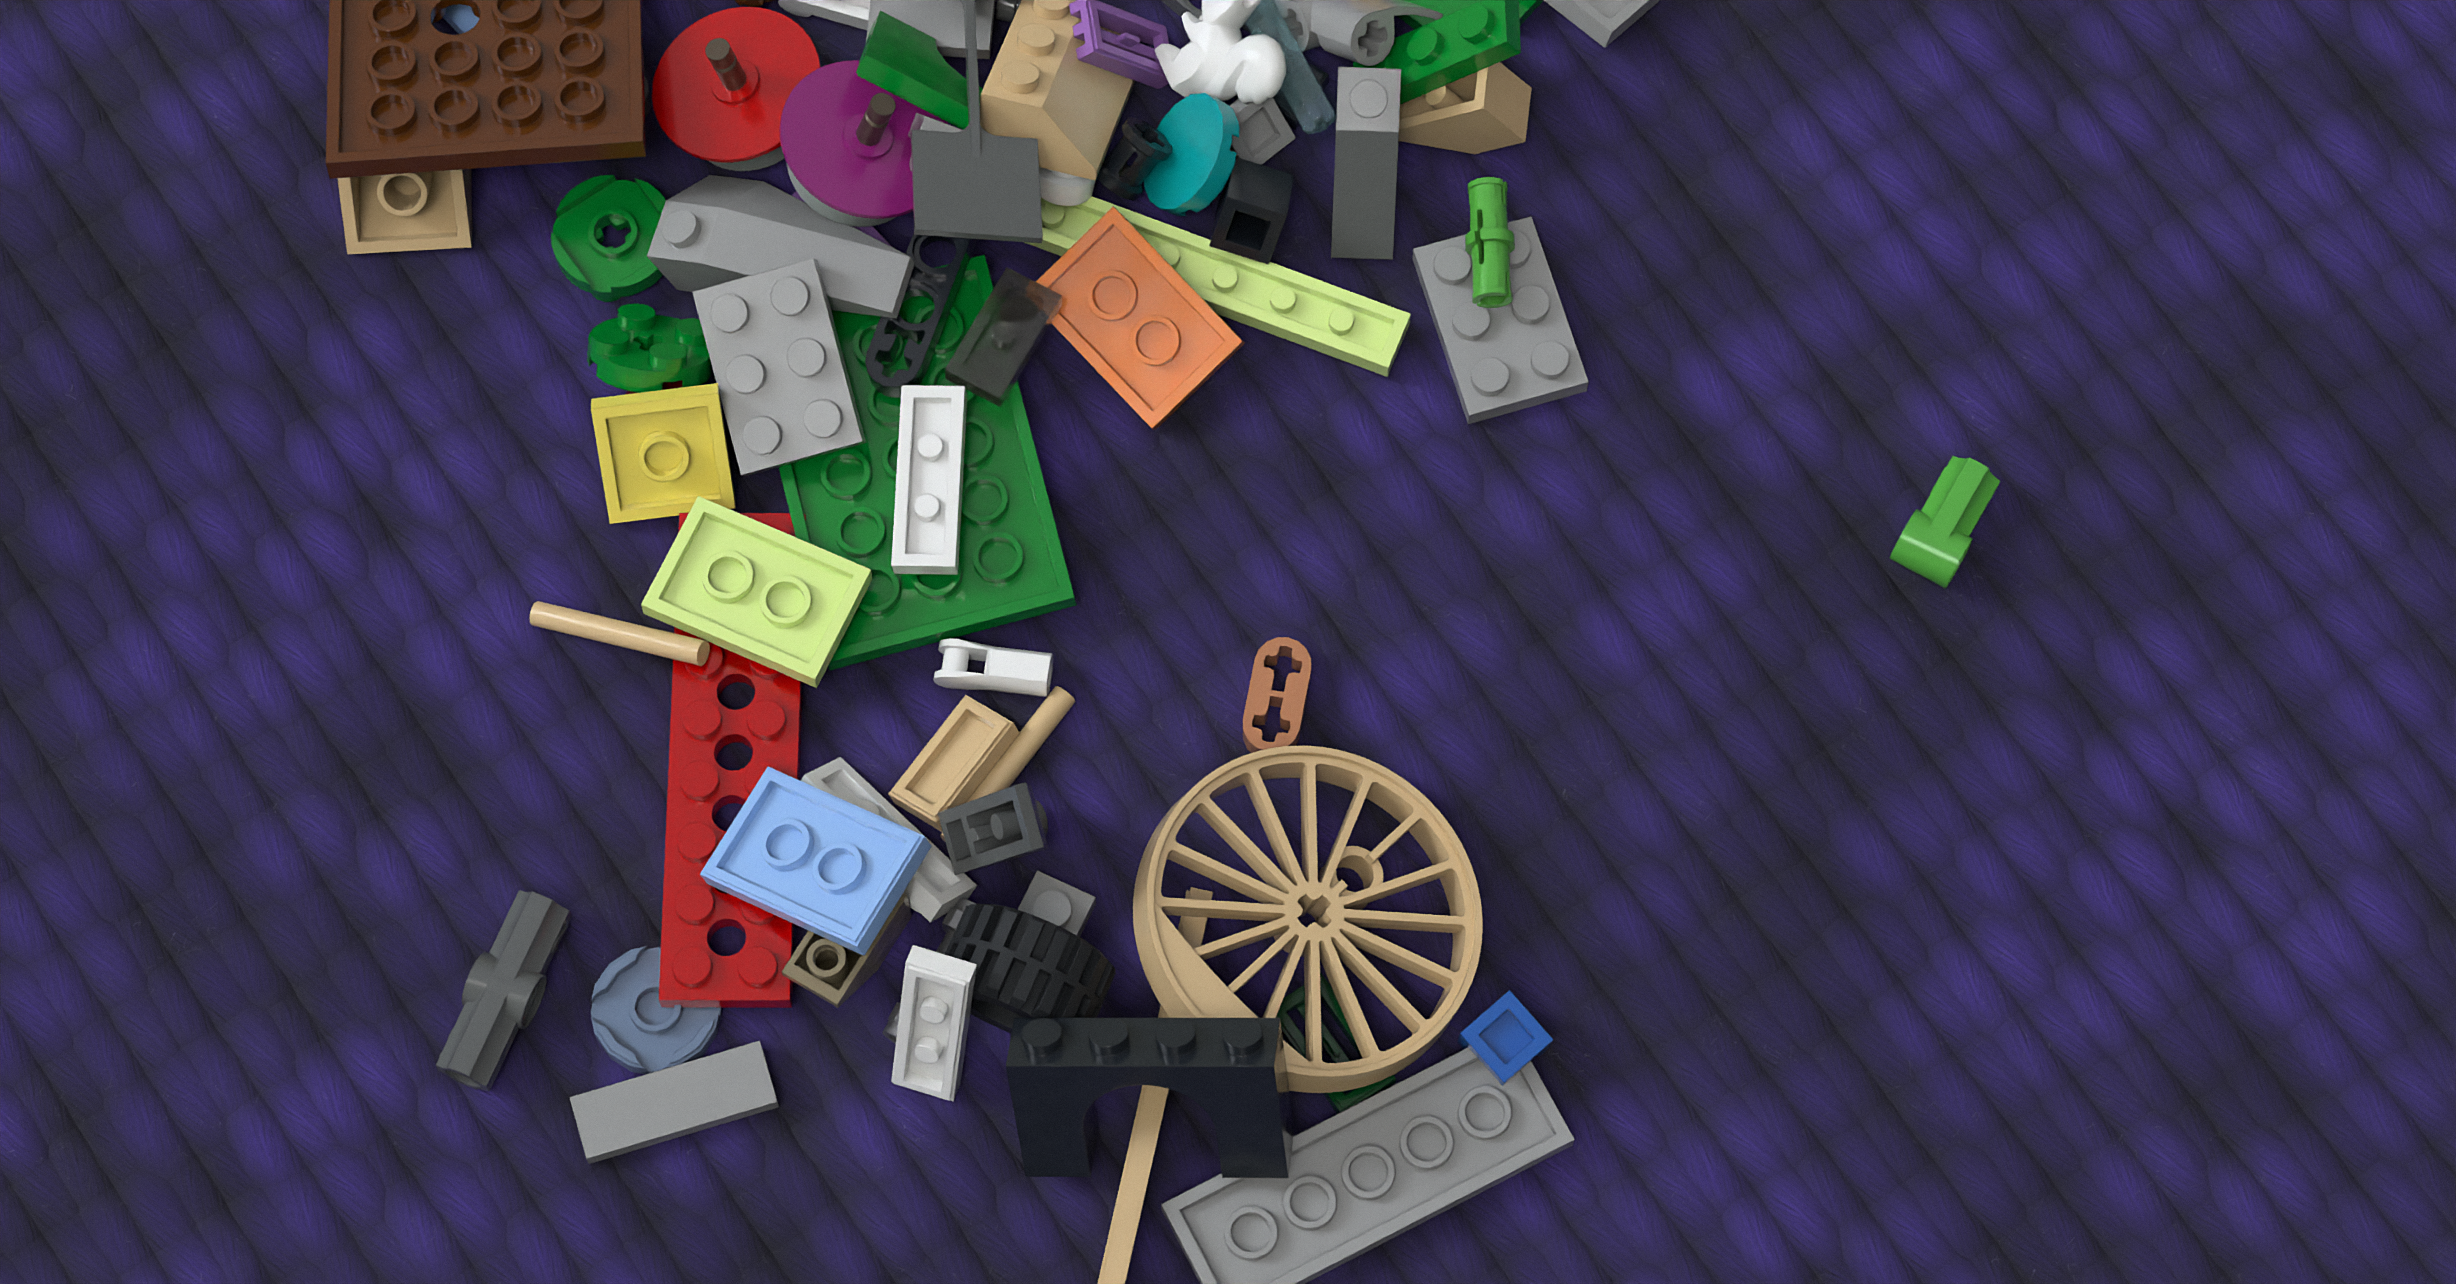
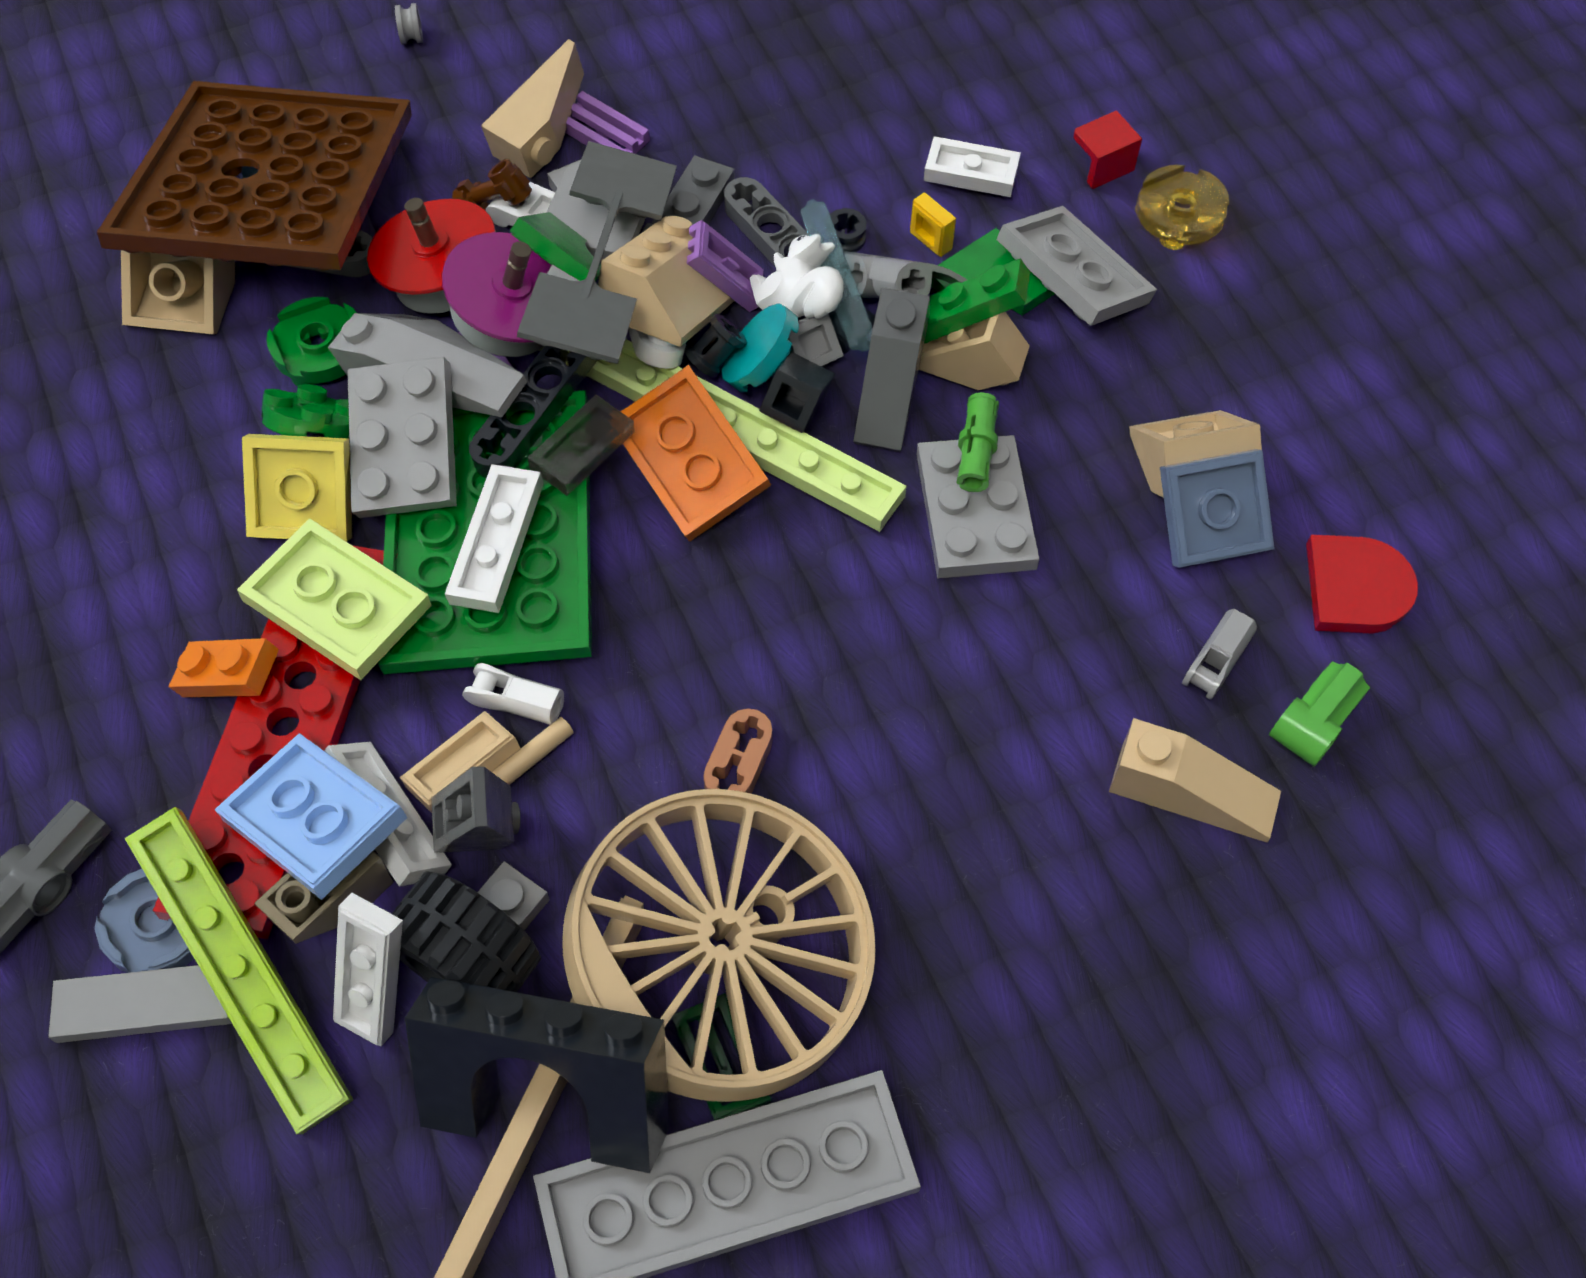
camera: 10 degrees right, 10 degrees down
(619, 633) = (222, 614): tan bar -> none
(644, 700) = (223, 668): none -> orange plate
(777, 1045) = (239, 971): none -> lime tile
(1505, 1038) = (874, 1080): blue panel -> none
(1763, 204) = (1190, 440): none -> tan slope
(1794, 279) = (1217, 508): none -> sand blue tile
(1809, 634) = (1193, 781): none -> tan slope
(1823, 462) = (1221, 652): none -> light grey bar
(1977, 343) = (1358, 584): none -> red tile

